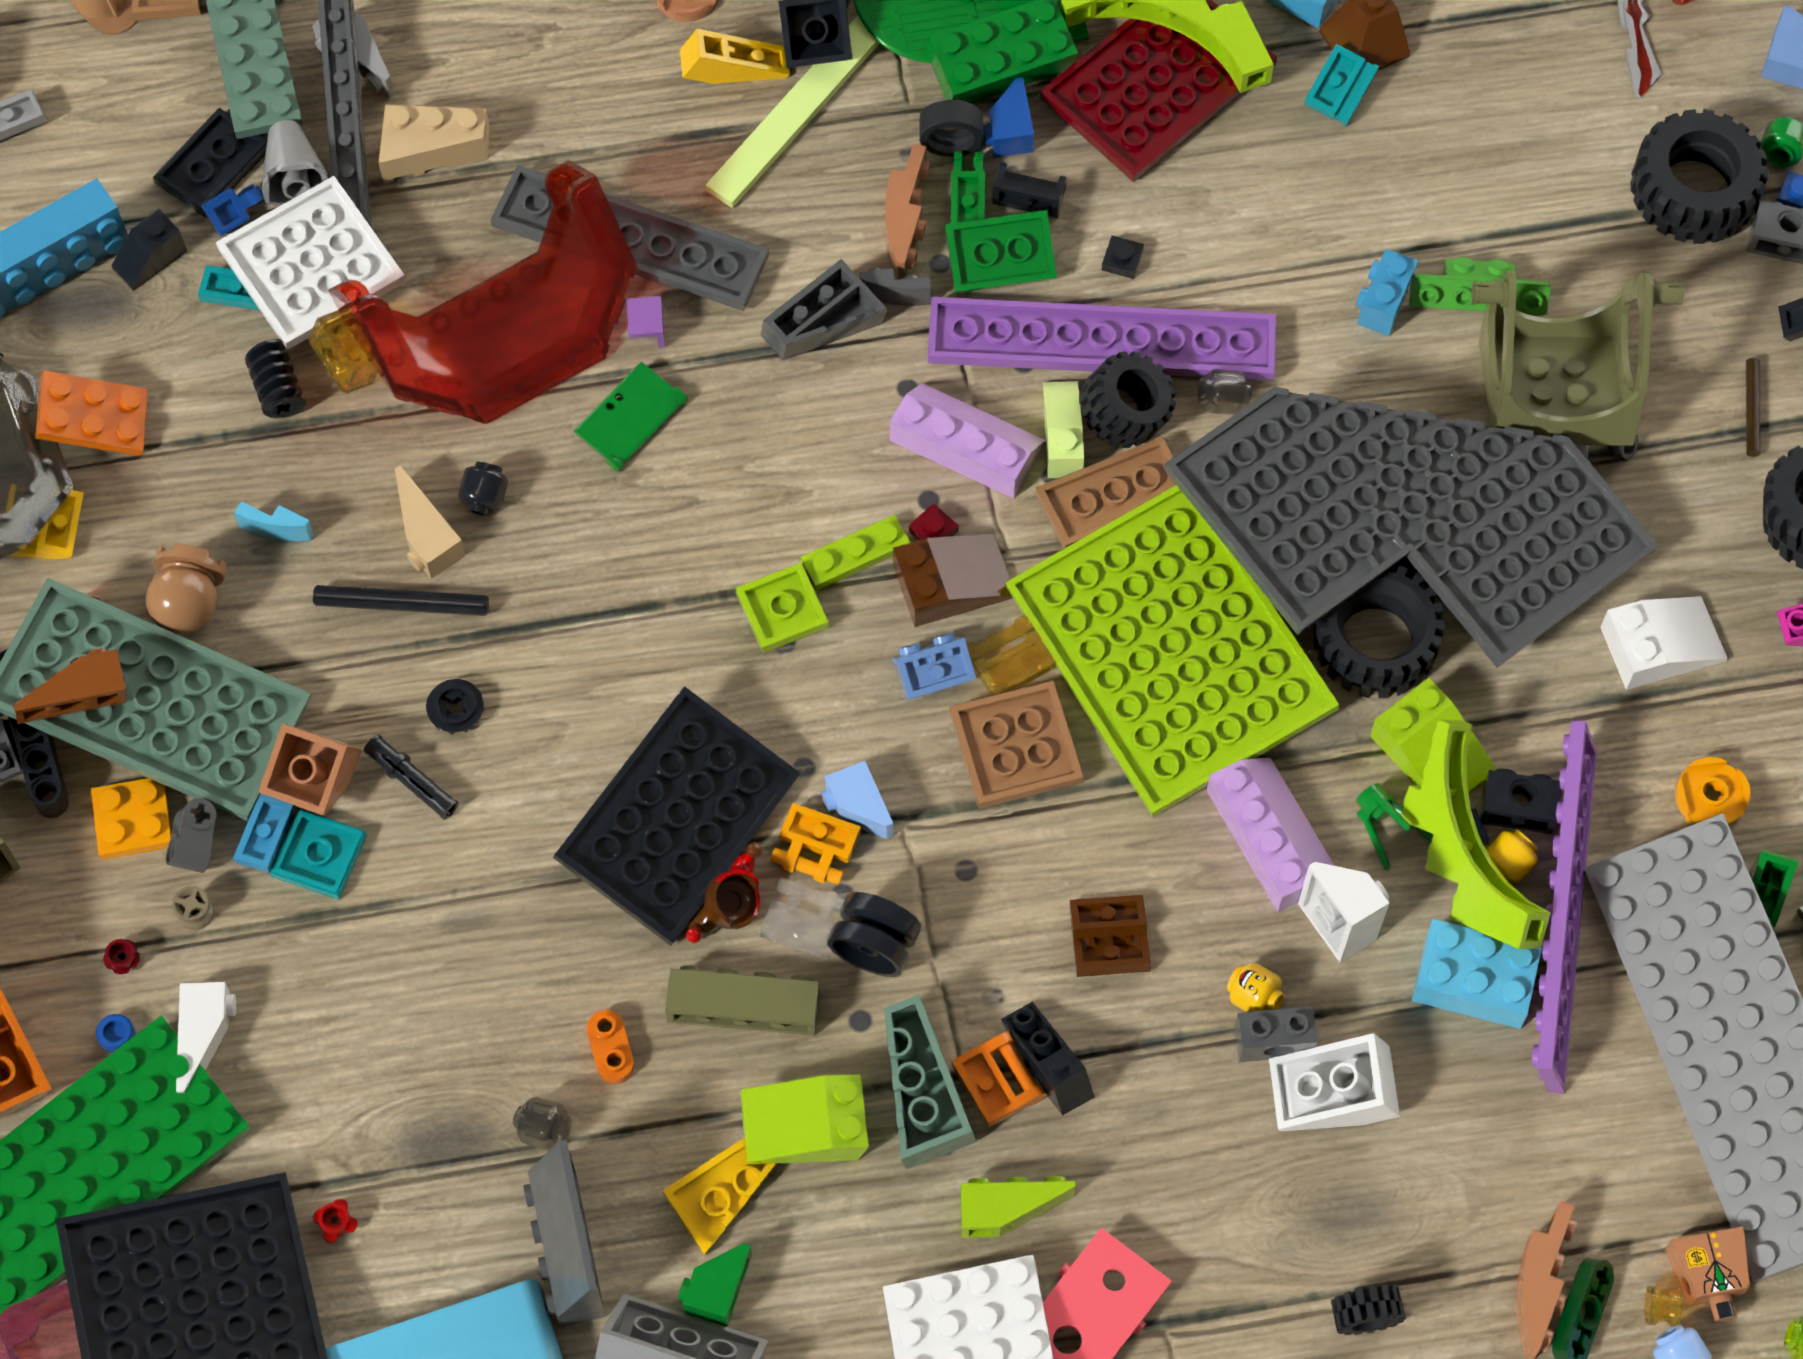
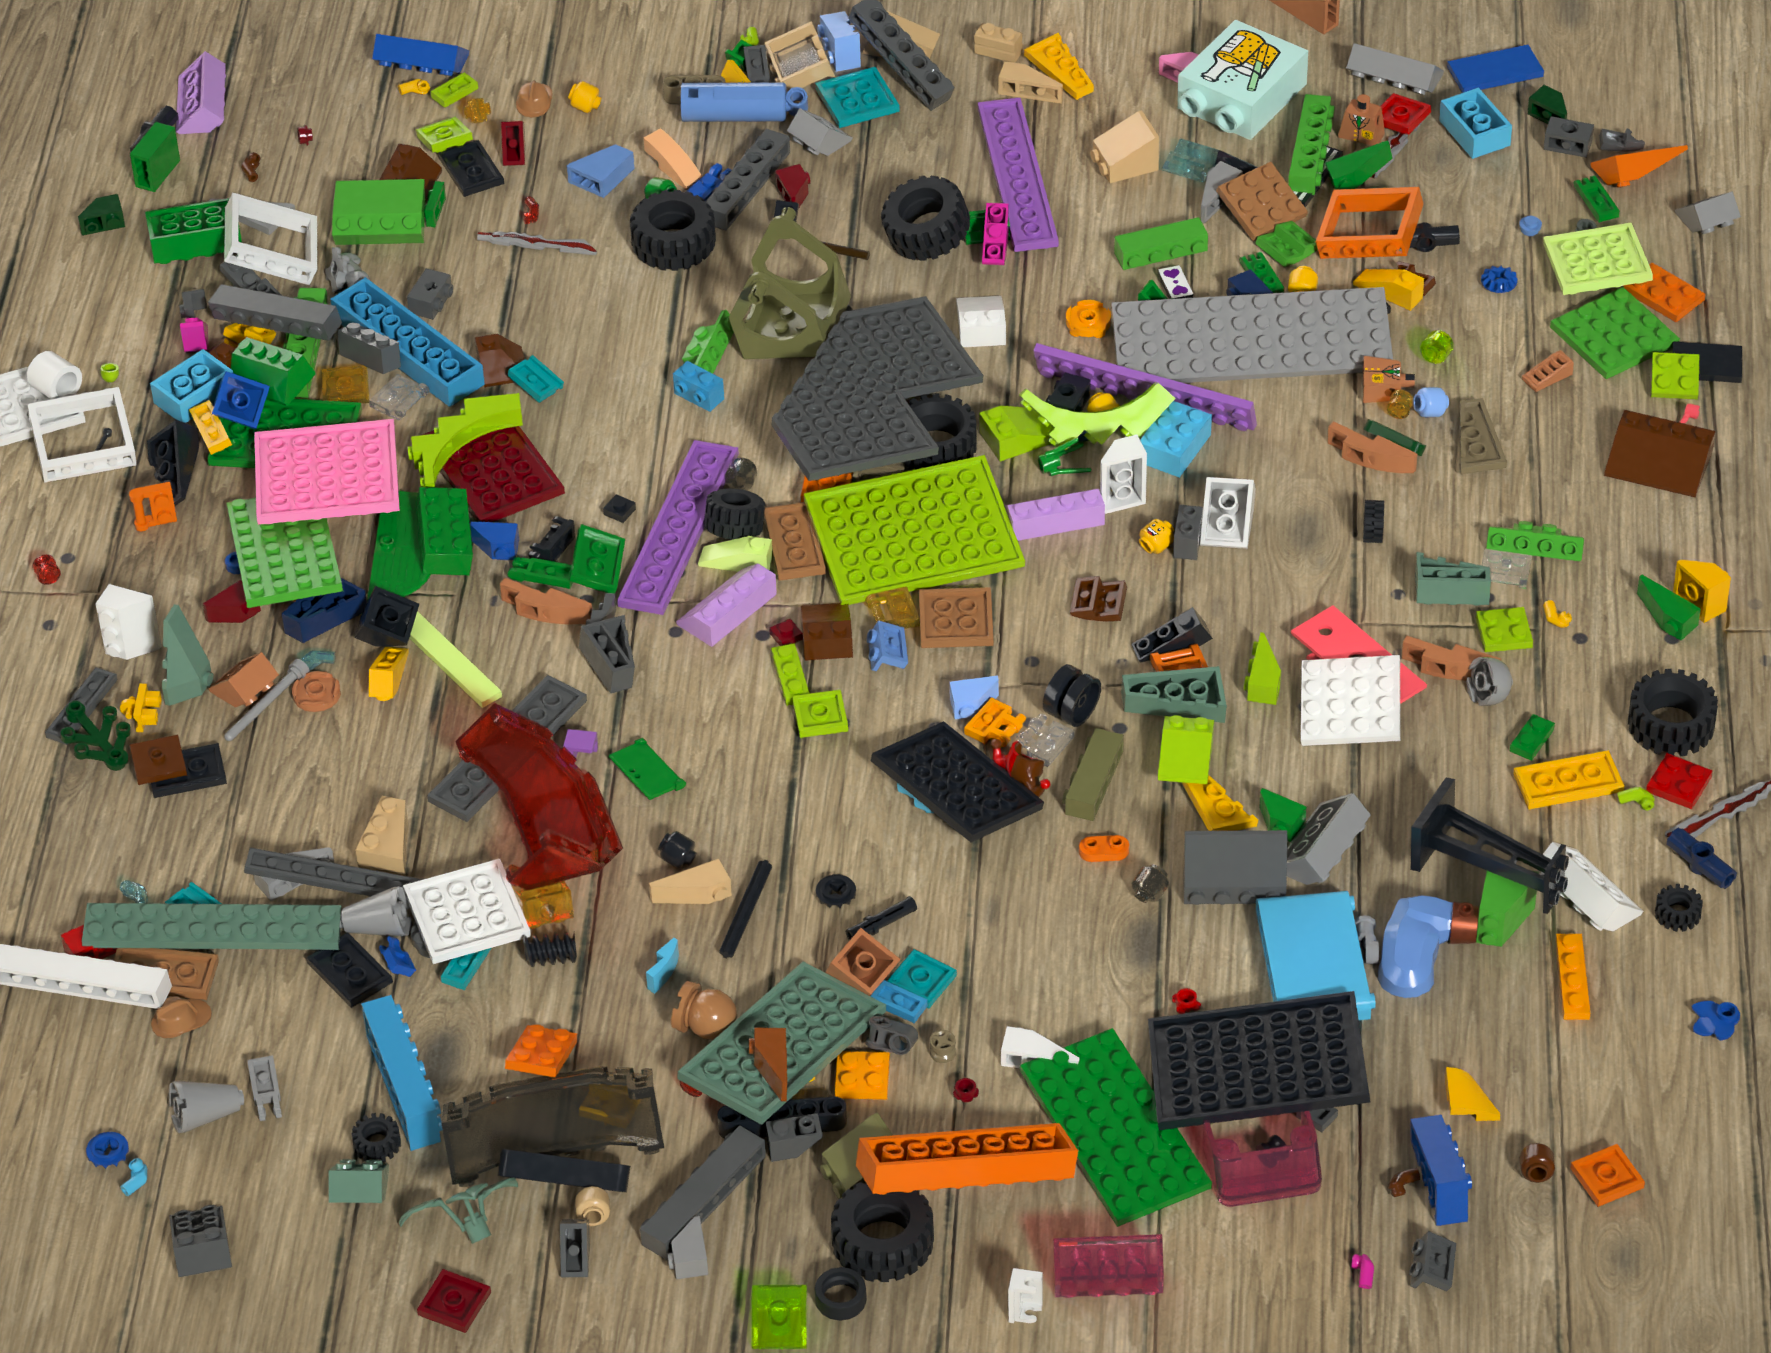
camera: 75 degrees left, 20 degrees down
(114, 1032) = (1020, 1102): blue tile -> none
(148, 249) = (414, 1008): black slope -> none
(951, 114) = (494, 563): black tyre -> none

